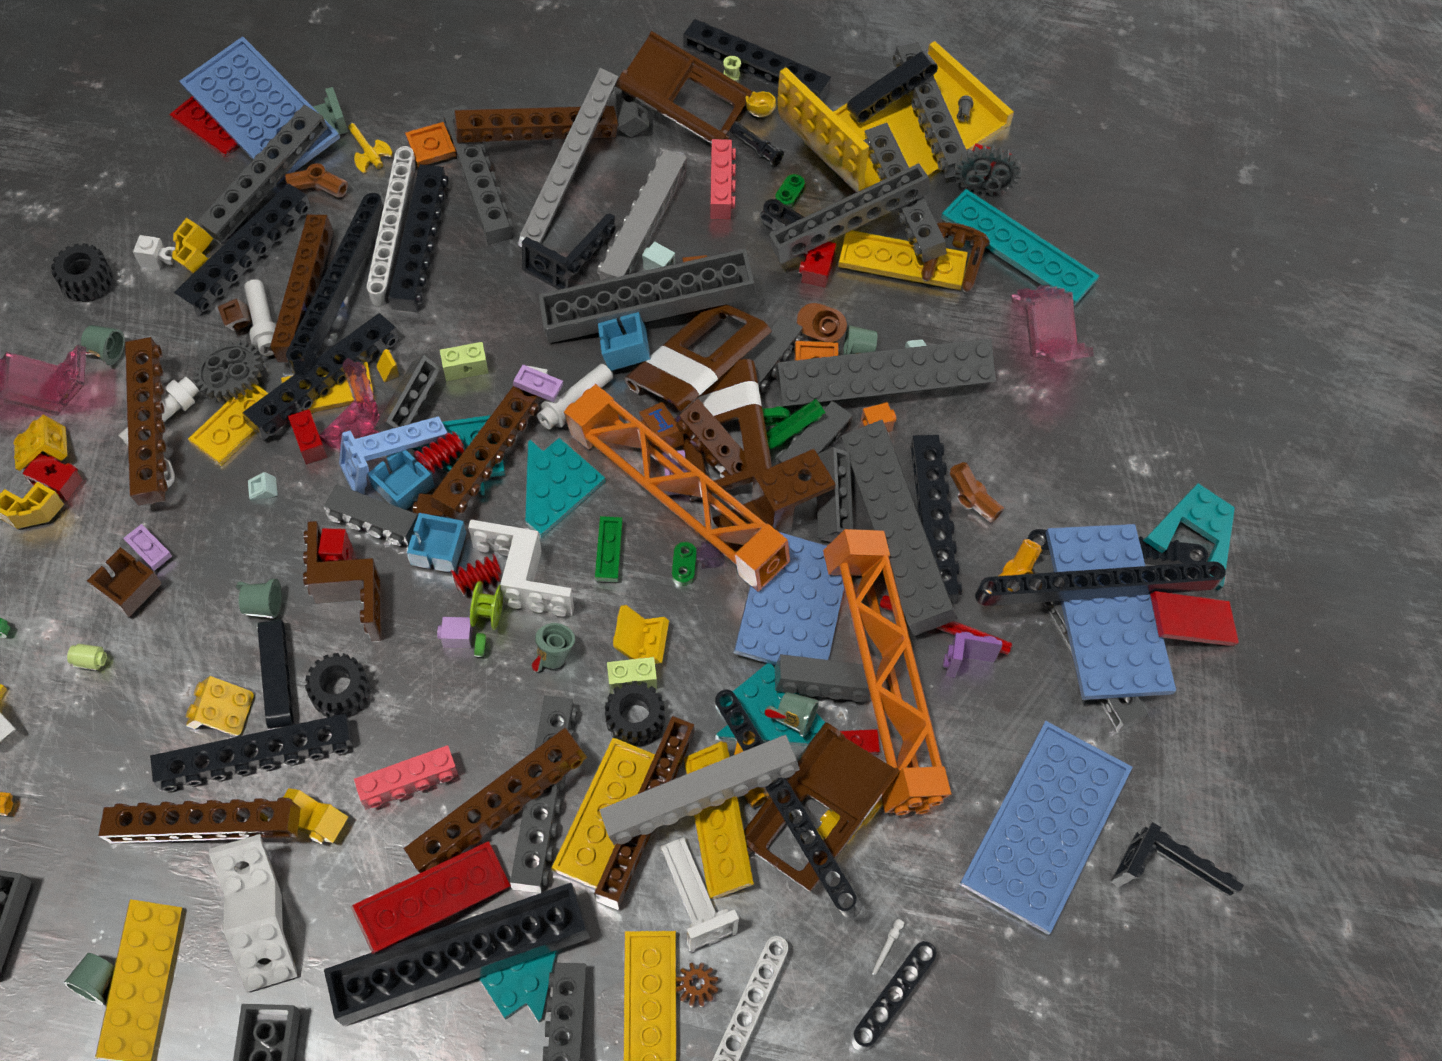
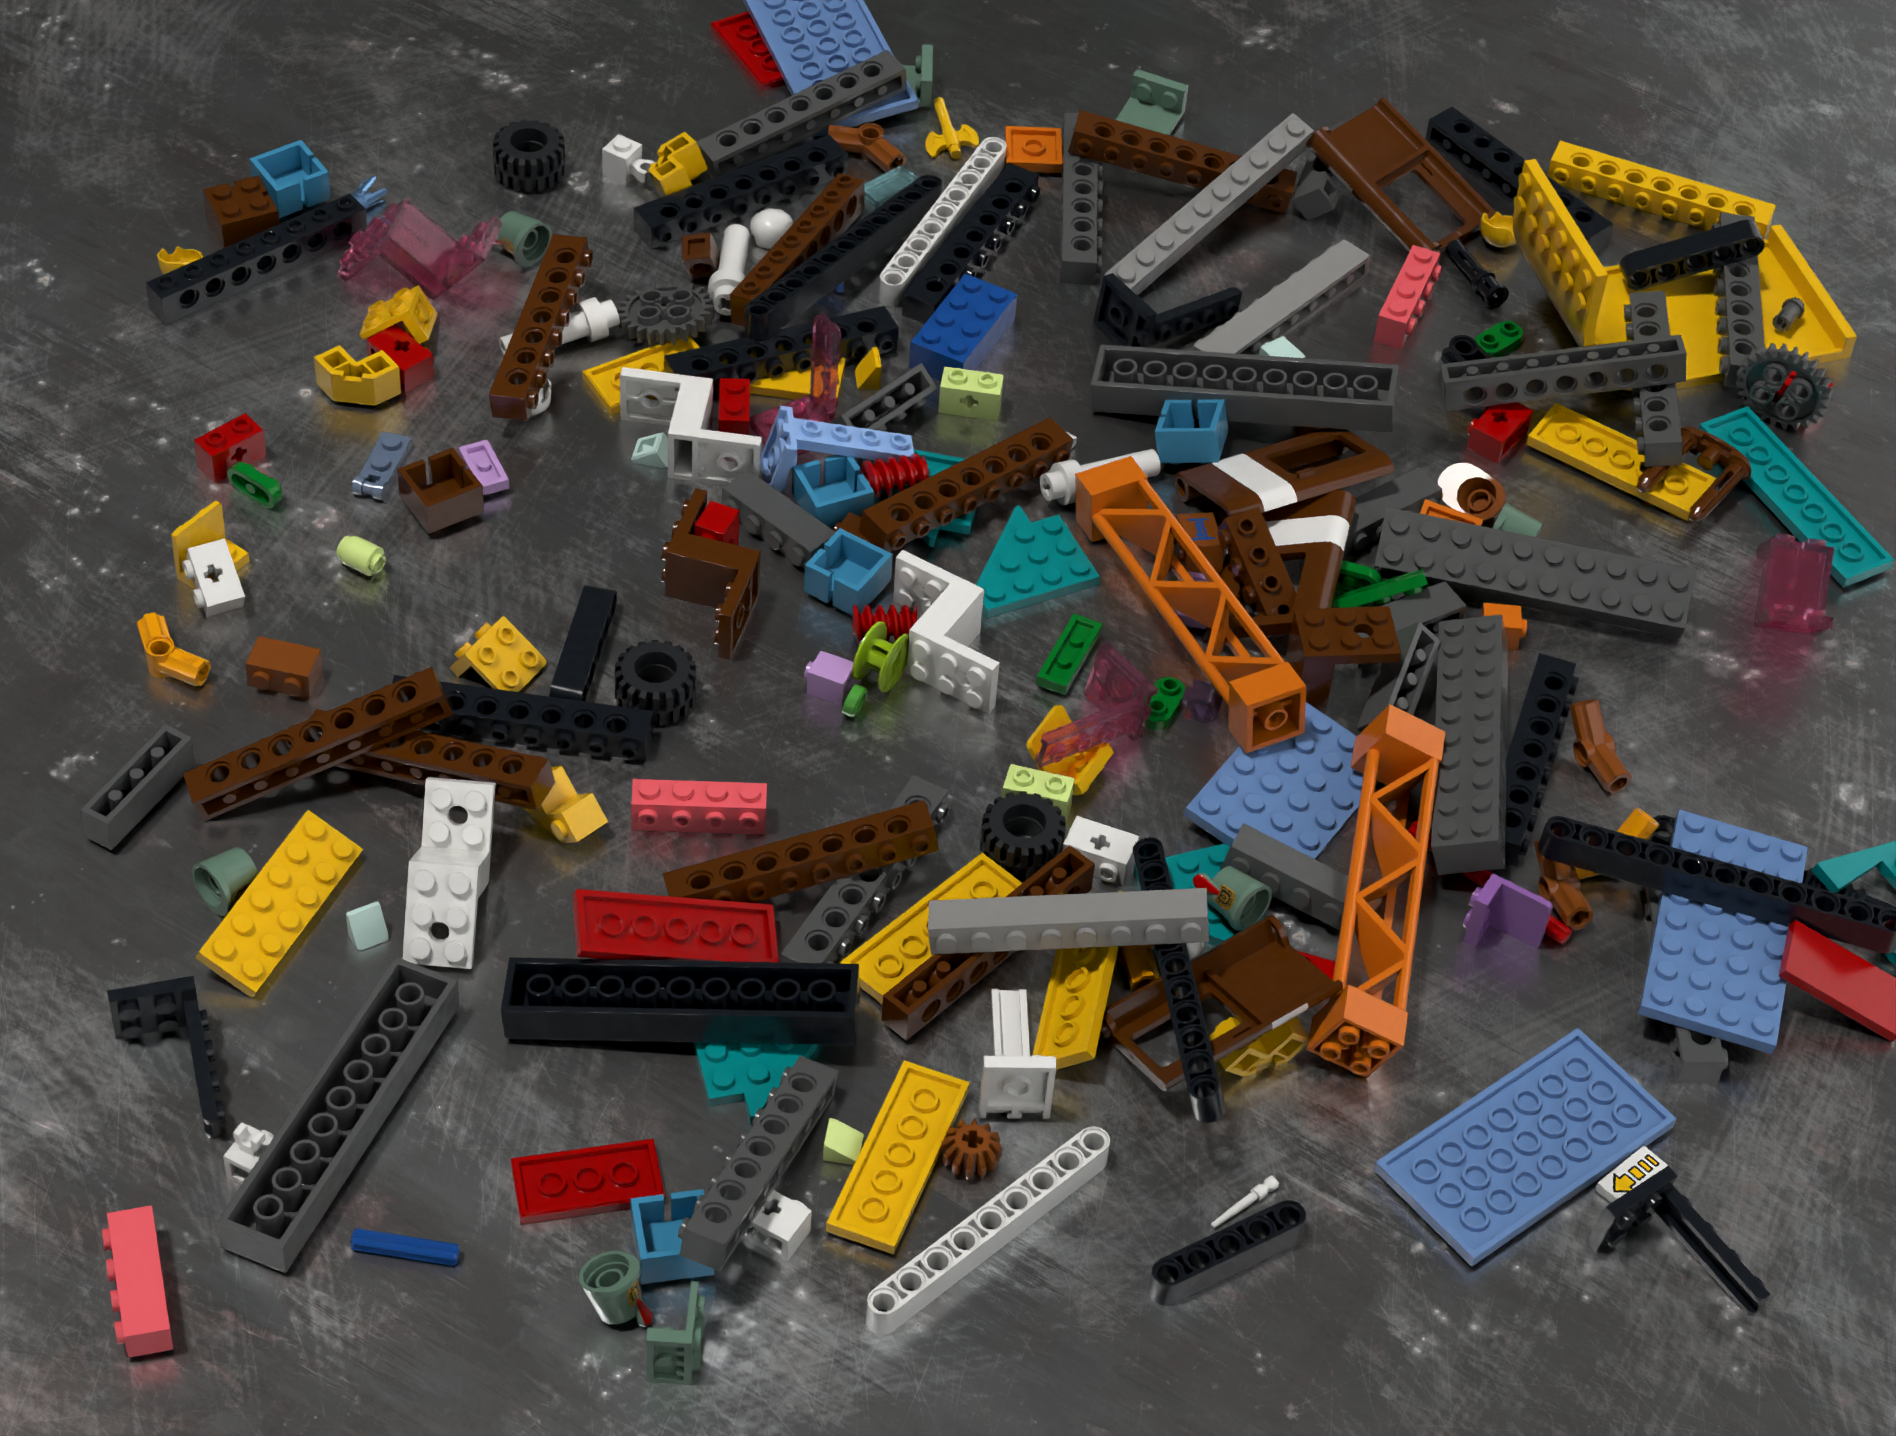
camera: 20 degrees right, 15 degrees down
(45, 901) = (317, 744): none -> reddish brown brick
(66, 775) = (284, 667): none -> dark orange brick
(73, 571) = (382, 465): none -> sand blue plate
(210, 974) = (367, 926): none -> light aqua slope
(260, 599) = (600, 562): sand green hat -> none
(276, 271) = (769, 226): none -> white hair
(278, 449) = (687, 407): none -> white bracket
(344, 207) = (887, 185): none -> clear light blue tile
(439, 310) = (963, 327): none -> blue brick
(498, 83) = (1154, 102): none -> sand green bracket
(538, 383) = (1056, 435): lavender plate -> none
(553, 646) = (948, 728): sand green hat -> none
(608, 1014) = (842, 1143): none -> yellowish green slope
(663, 578) = (1124, 703): none -> clear pink bracket
(699, 695) = (1104, 846): none -> white brick
(732, 67) = (1480, 175): yellowish green bush -> none
(844, 39) = (1652, 189): none -> yellow brick
(995, 616) = (1563, 890): none -> dark orange piece
(1121, 822) = (1630, 1174): none -> white tile

